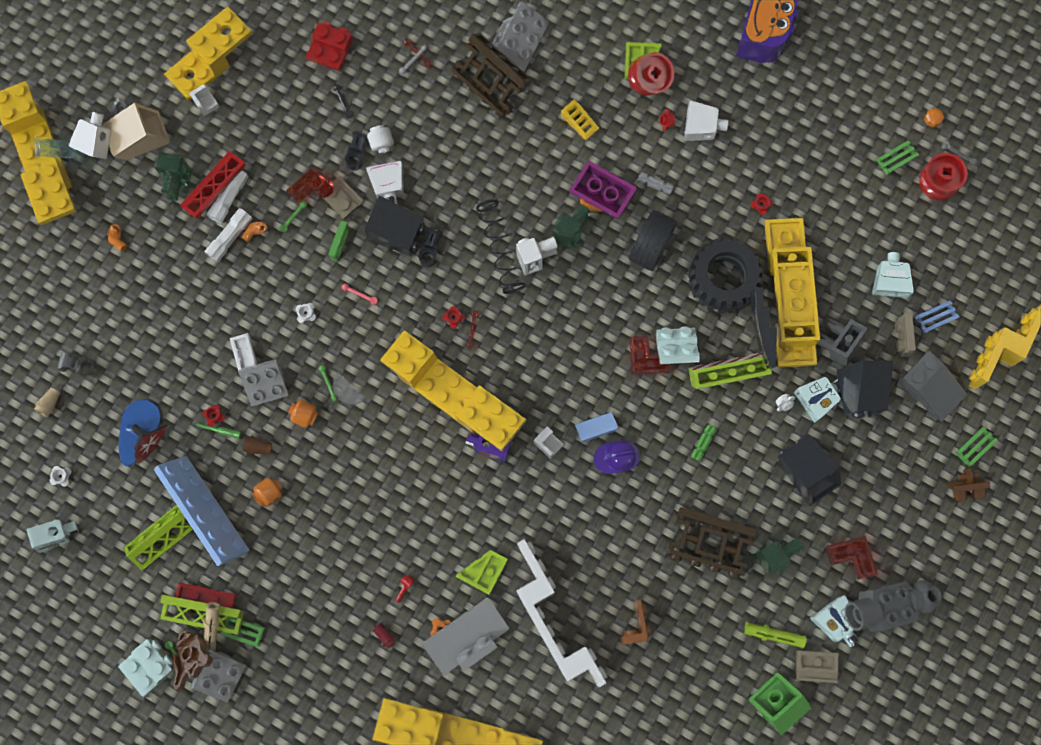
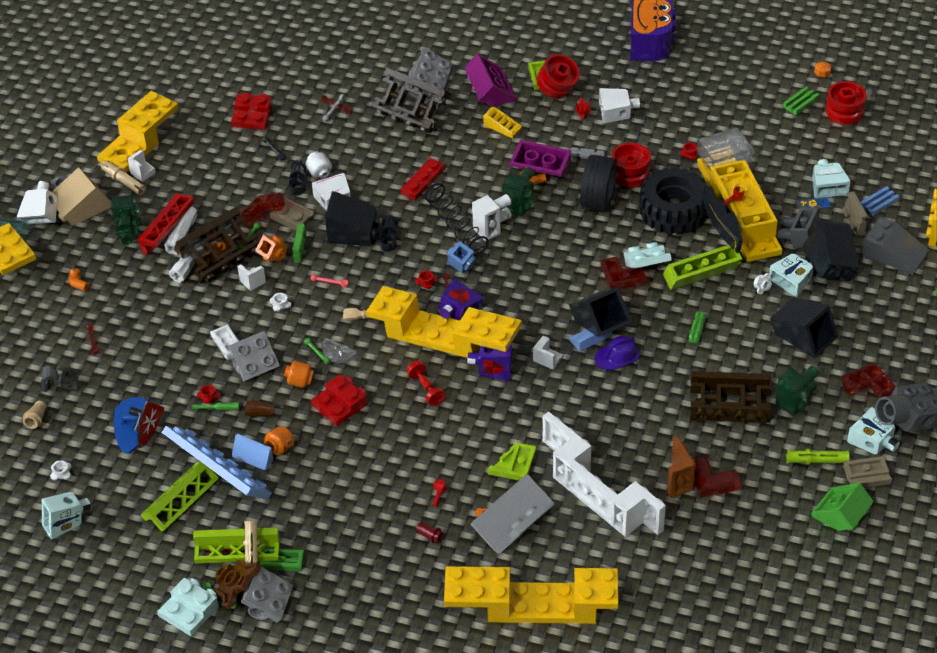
camera: 15 degrees left, 30 degrees down
(118, 300) = (94, 350): none -> clear red hinge
(181, 105) = (118, 173): none -> tan pin
(240, 499) = (252, 452): none -> light blue slope
(250, 219) = (208, 234): none -> dark brown fence
(284, 274) = (251, 278): none -> white panel
(309, 245) = (272, 248): none -> orange brick
(335, 453) = (340, 400): none -> red plate
(373, 344) = (354, 314): none -> tan piece
(417, 434) = (434, 396): none -> red wheel
(475, 361) = (457, 300): none -> dark purple torso
(481, 178) = (422, 179): none -> red plate
(492, 301) = (461, 257): none -> medium blue brick
(580, 60) = (489, 82): none -> magenta slope
(611, 409) = (601, 312): none -> black slope
(661, 639) = (712, 483): none -> clear red brick
(694, 214) = (632, 164): none -> red wheel
(785, 298) = (737, 196): none -> red hand
(796, 220) = (724, 148): none -> clear brick
(868, 301) = (813, 203): none -> sticker

